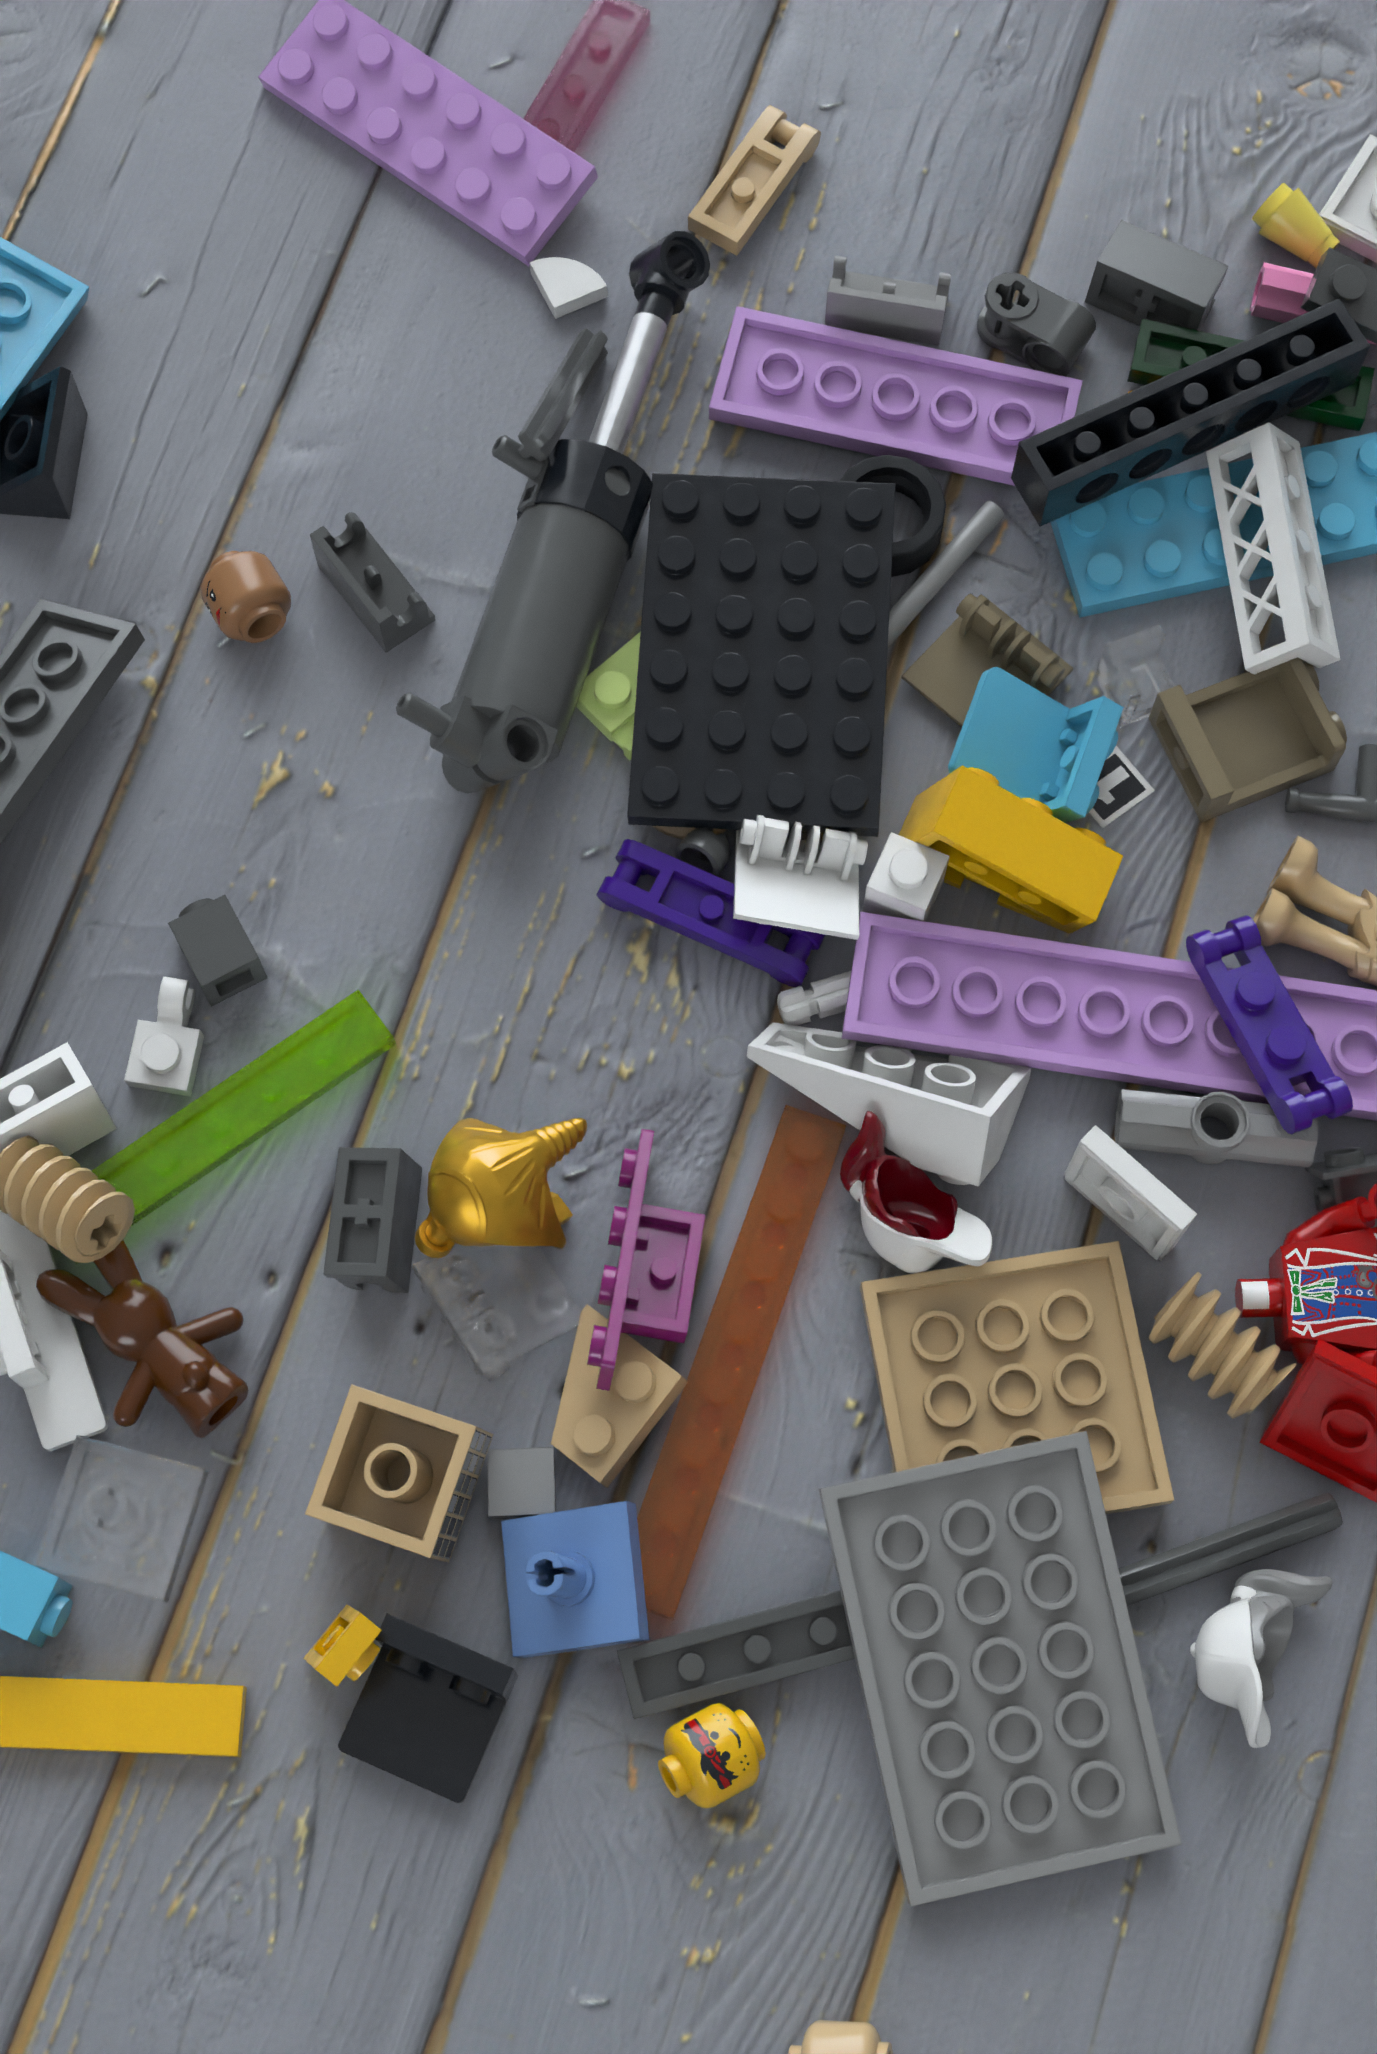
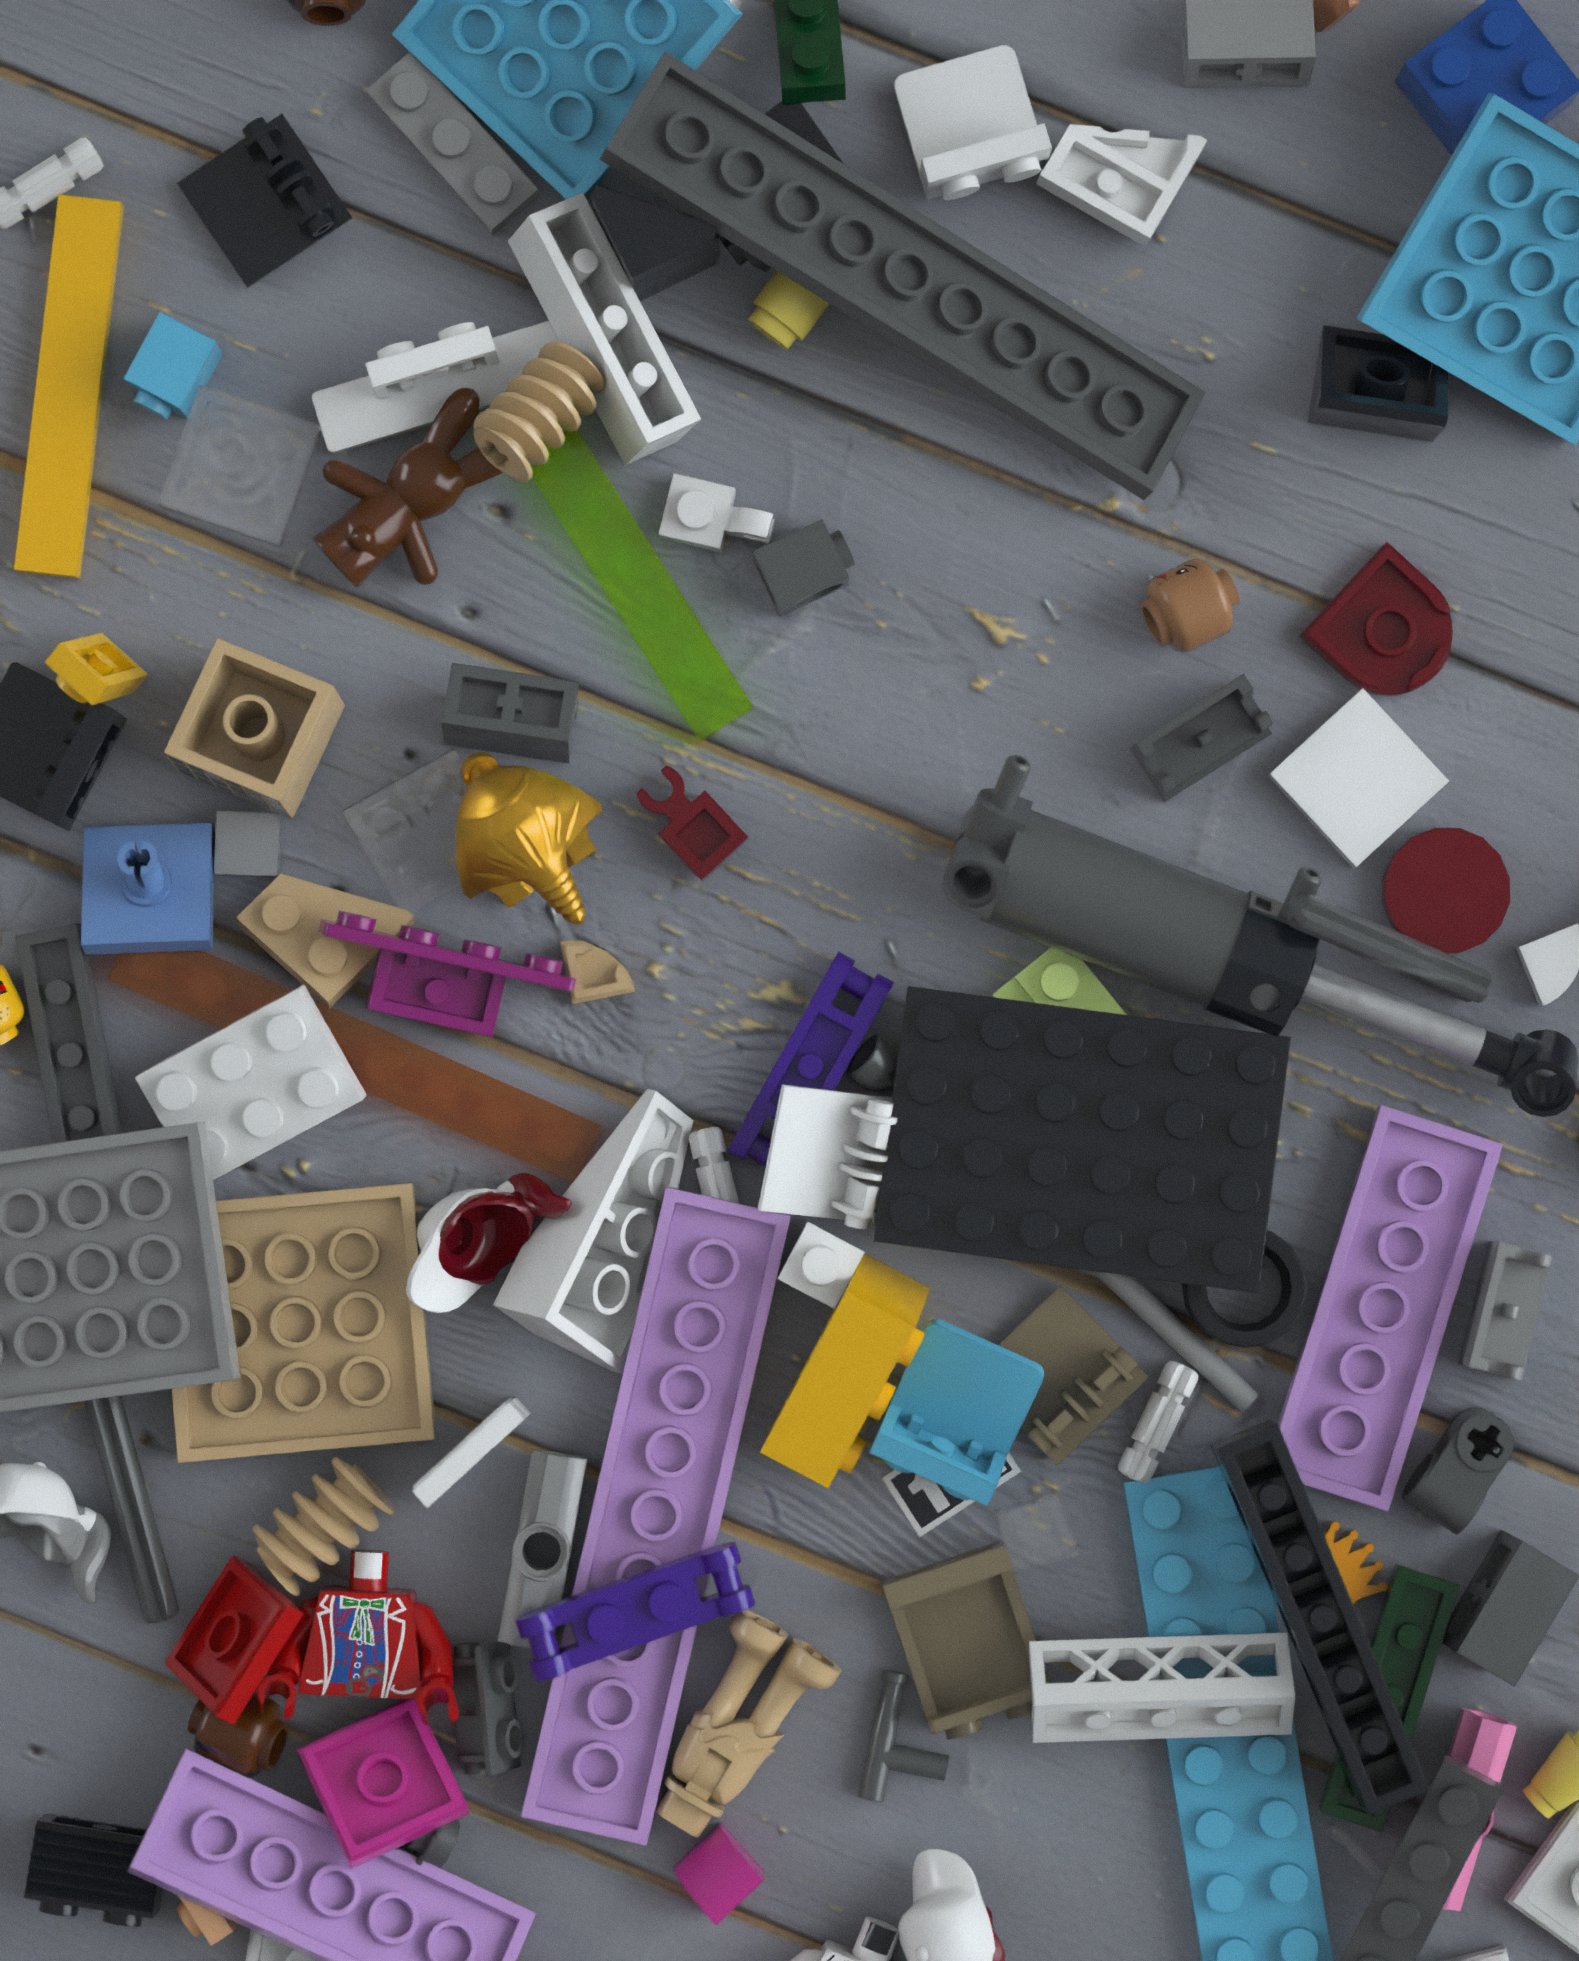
camera: 90 degrees right, 15 degrees up
(261, 440) = (1384, 627): none -> dark red tile
(405, 452) = (1358, 778): none -> white tile
(483, 1032) = (698, 830): none -> dark red plate
(502, 371) = (1446, 889): none -> dark red tile
(624, 1125) = (596, 972): none -> tan tile
(768, 1449) = (255, 1081): none -> white plate
(1021, 584) = (1158, 1422): none -> white axle

